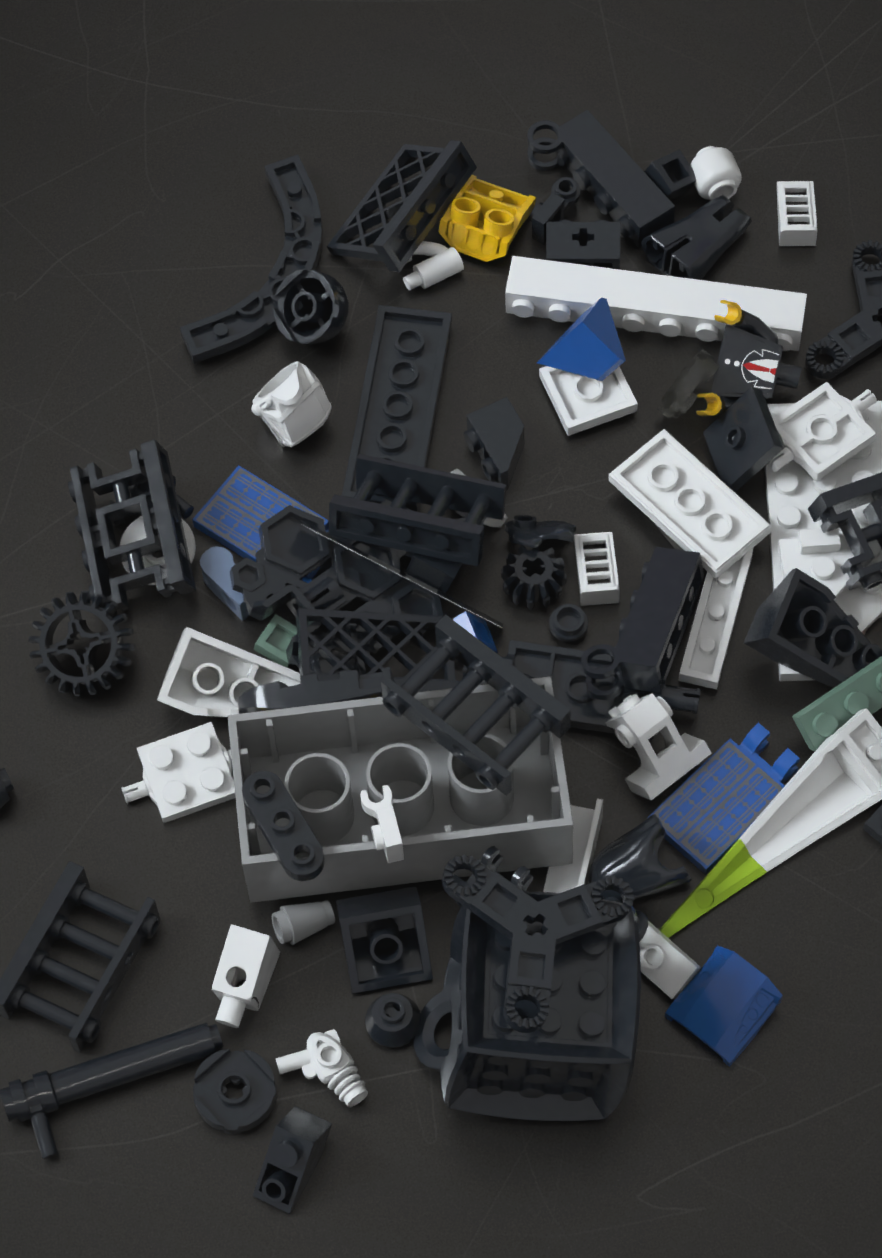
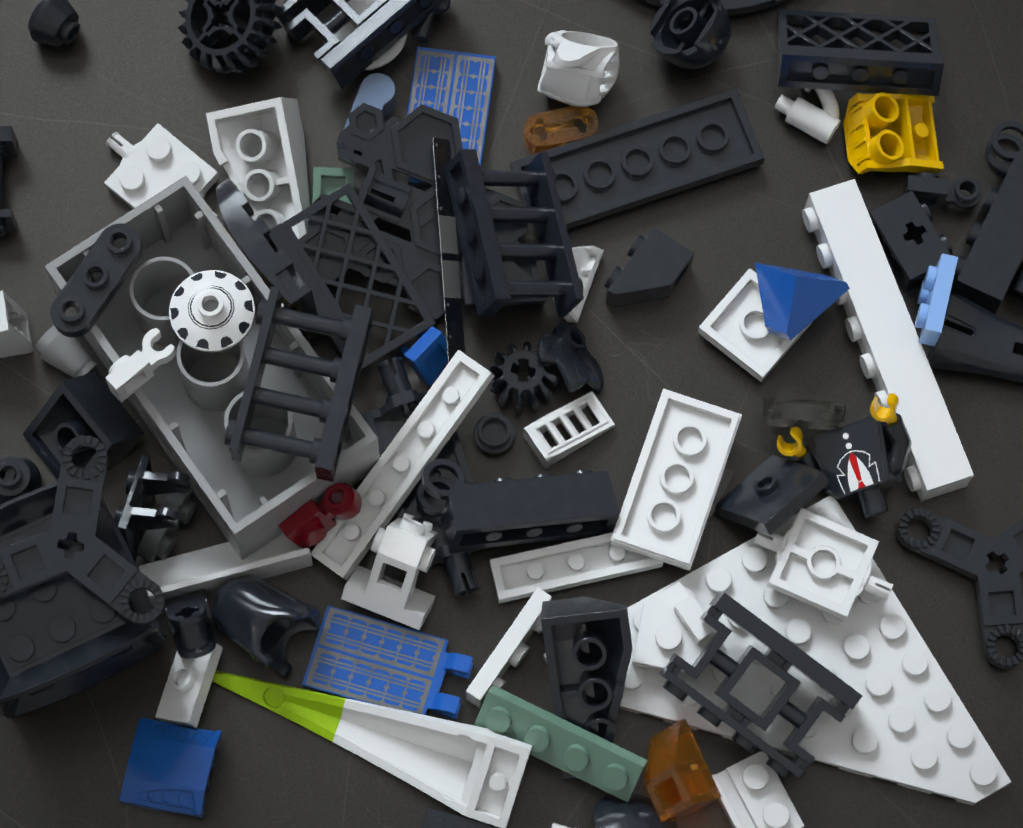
camera: 55 degrees right, 10 degrees up
(323, 448) = (560, 127): none -> clear orange beam
(364, 766) = (215, 329): none -> white dish
(549, 658) = (404, 462): none -> white plate
(580, 785) = (314, 520): none -> dark red plate
(649, 247) = (934, 299): none -> light blue plate
(762, 694) = (510, 649): none -> white plate

